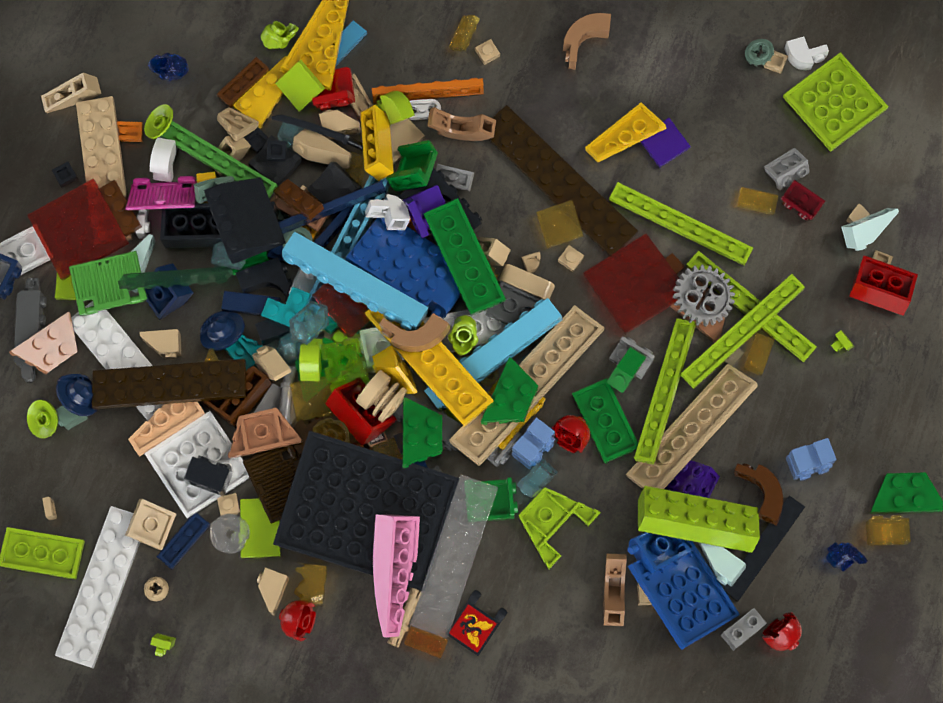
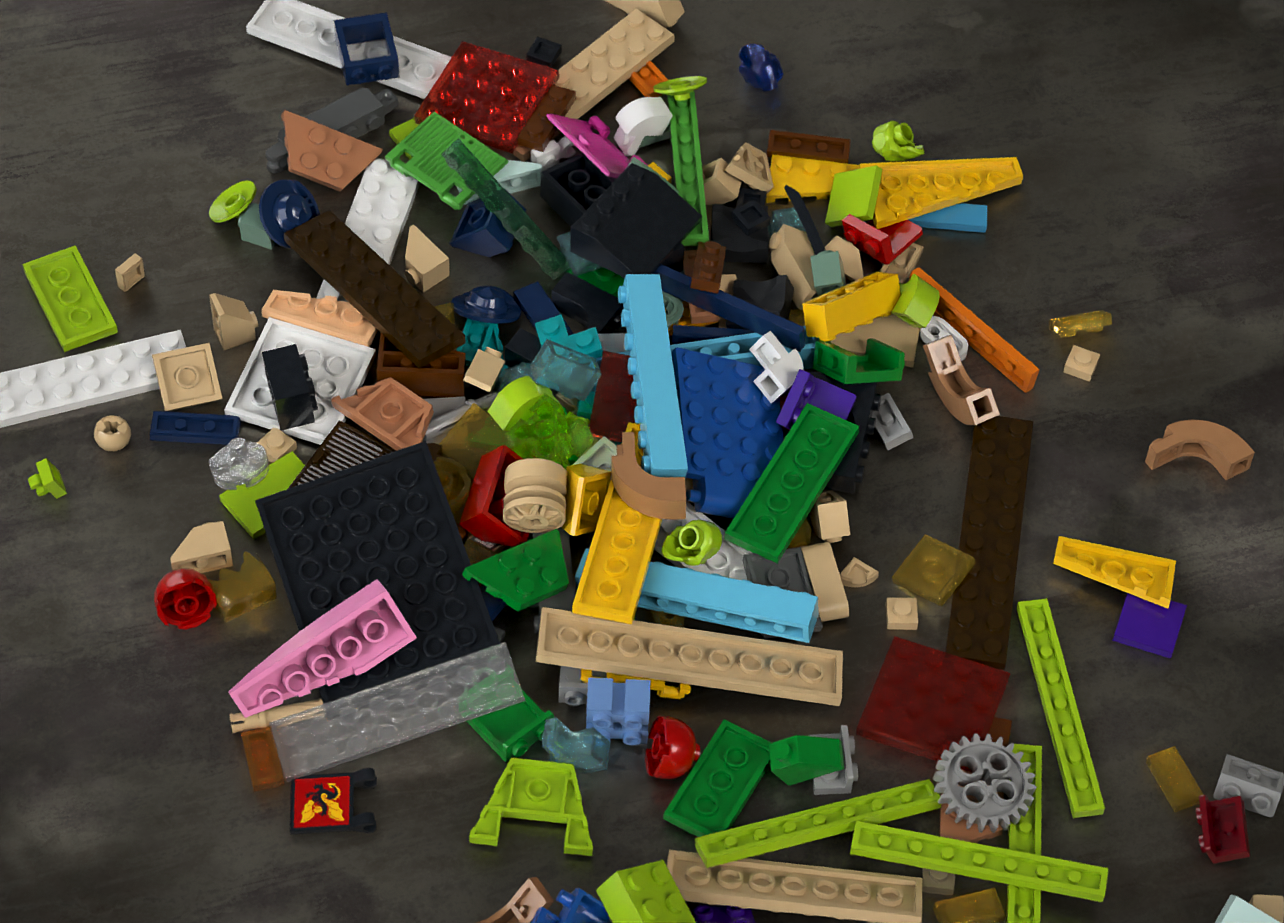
camera: 50 degrees right, 20 degrees down
(130, 474) = (232, 321): none -> tan slope
(346, 139) = (827, 271): none -> sand green brick
(511, 396) = (656, 641): green wing -> none

